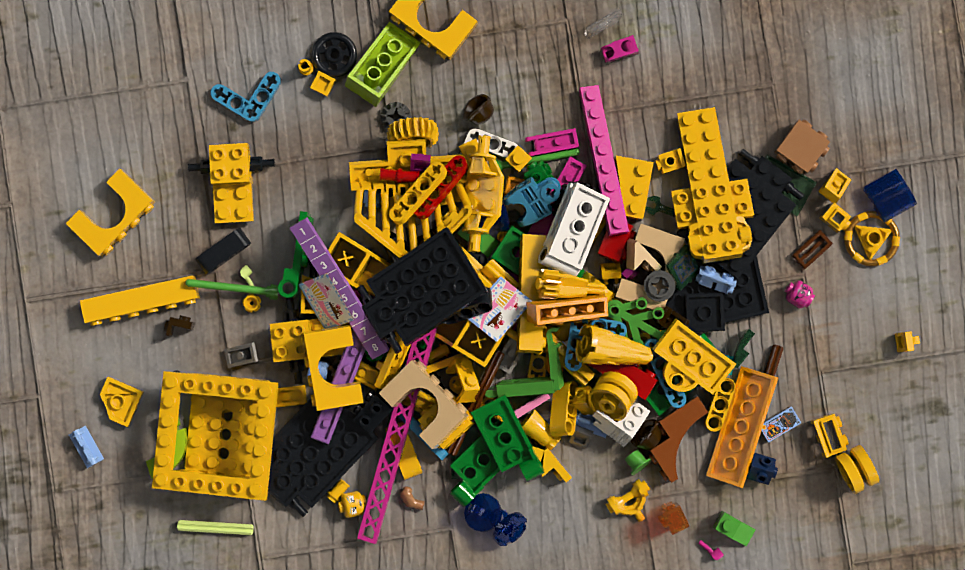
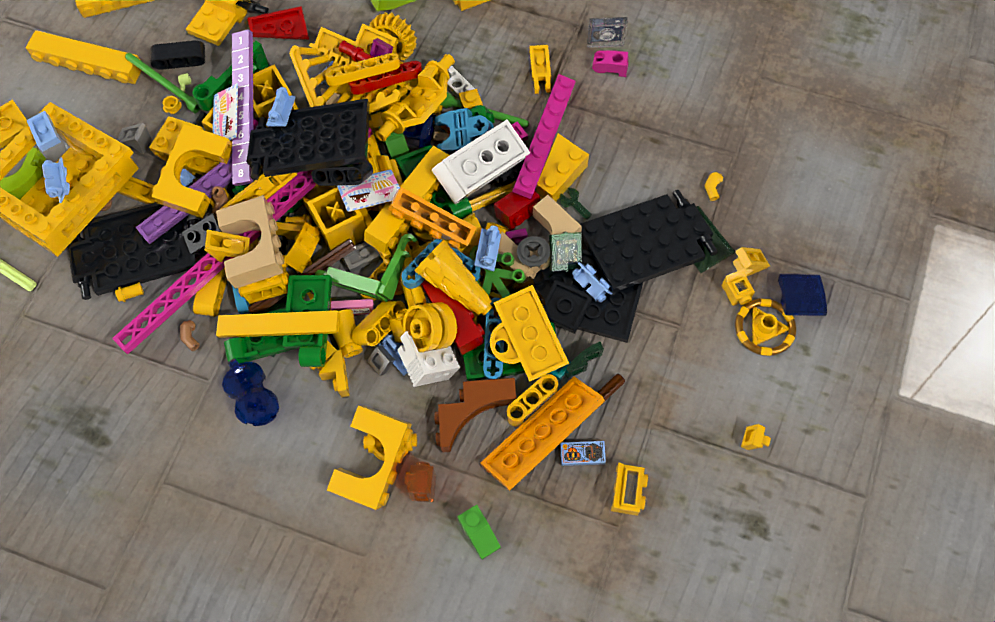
camera: 30 degrees right, 20 degrees down
(183, 322) = (96, 87): dark brown bracket -> none
(190, 406) = (43, 131): none -> light blue plate
(247, 451) = (57, 184): none -> light blue hinge
(295, 168) = (280, 24): none -> red wing
(352, 504) = (130, 307): yellow head -> none
(366, 375) = (220, 198): none -> medium nougat arm
(377, 276) = (281, 108): none -> light blue hinge
(408, 417) = (224, 244): none -> yellow slope
(478, 109) = (461, 50): dark brown helmet -> none
(488, 457) = (278, 324): none -> yellow tile
(553, 142) = (510, 104): dark pink hinge -> none
(555, 284) = (439, 193): yellow piece -> none
(559, 87) = (540, 67): none -> yellow hinge
(621, 305) = (488, 248): none -> light blue hinge
(634, 543) = (392, 435): none -> yellow arch
(637, 461) = (420, 413): bright green piece -> none
(638, 255) = (531, 218): tan slope -> none
(647, 435) = (443, 391): dark brown helmet -> none
(677, 157) = (605, 168): yellow brick -> none
(712, 205) = (623, 219): yellow piece -> none
(716, 554) = (445, 549): dark pink hand -> none
(762, 469) = (540, 484): dark blue brick -> none
(767, 127) = (711, 183): none -> yellow arm
(799, 294) = (667, 337): dark pink head -> none
(802, 147) = (736, 211): medium nougat brick -> none
(805, 245) = (683, 312): reddish brown tile -> none
(857, 469) = (640, 536): yellow wheel -> none

